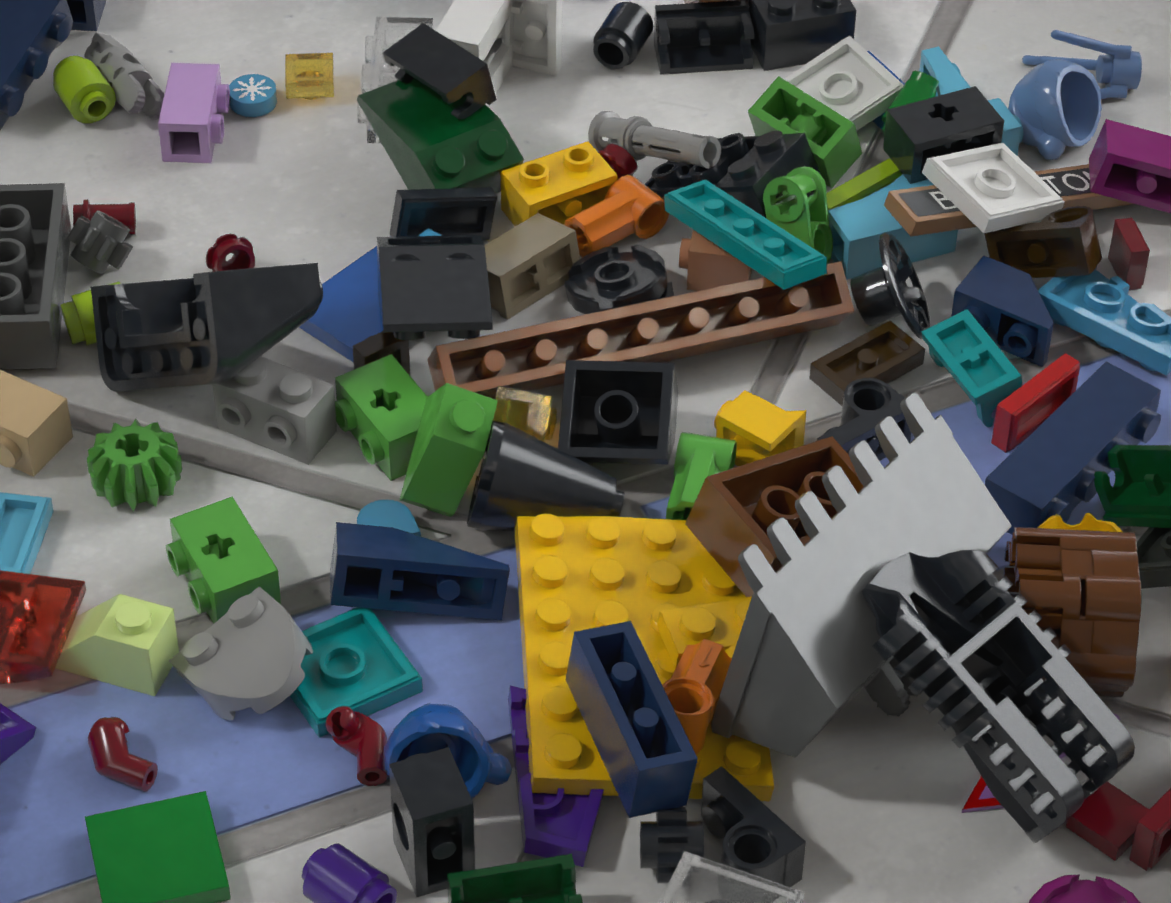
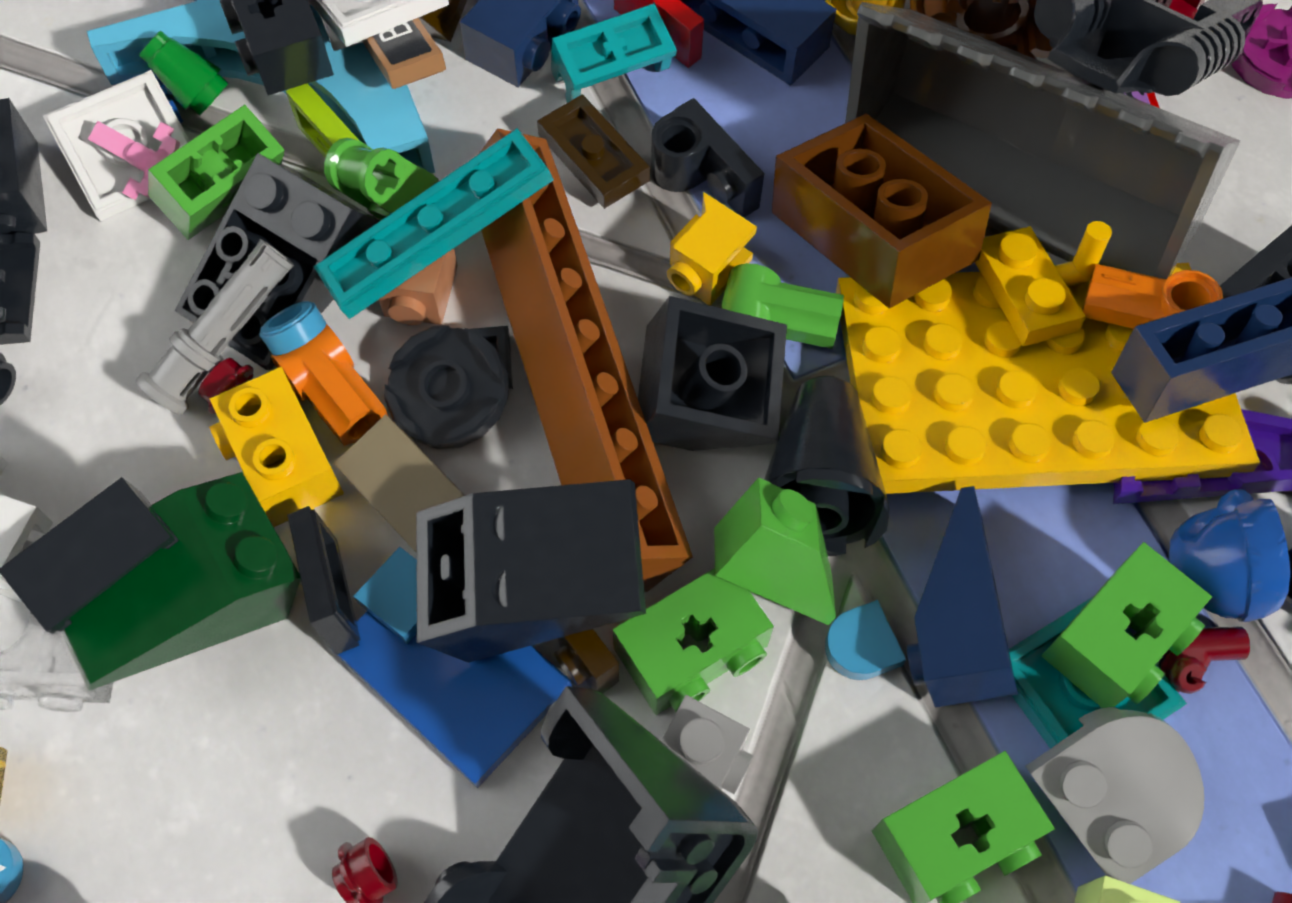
camera: 90 degrees left, 20 degrees up
(377, 660) = (1151, 600): none -> bright green brick
(526, 411) = (711, 474): clear yellow brick -> none
(653, 178) = (292, 327): none -> dark azure tile
(822, 87) = (135, 152): none -> bright pink piece
(884, 293) = (495, 109): black wheel -> none

